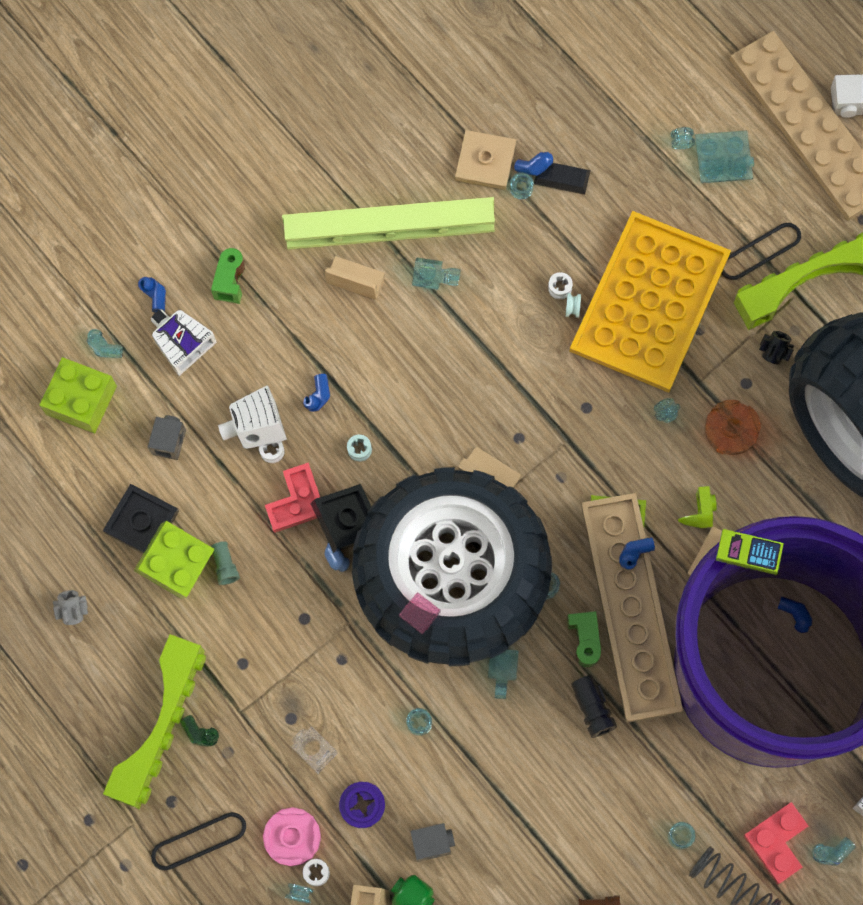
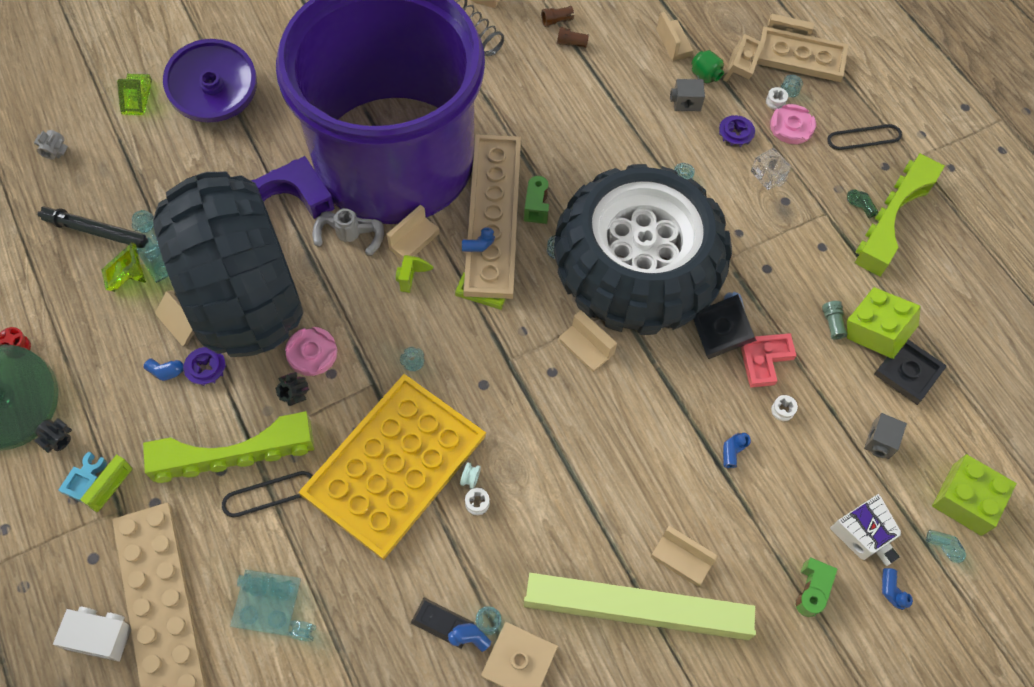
camera: 175 degrees left, 10 degrees down
(70, 607) = (978, 315): light grey gear -> none
(254, 420) = (800, 429): white torso -> none
(351, 450) = (698, 399): light aqua bush -> none
(419, 613) = (685, 179): clear pink tile -> none
(430, 274) = (603, 539): clear light blue plate -> none
(592, 705) = (544, 157): black axle -> none
(680, 826) = (503, 63): clear light blue bush -> none
(724, 440) = (359, 346): clear orange plate -> none
(749, 551) = (401, 107): tile -> none
(771, 399) = (311, 351): none -> bright pink tile

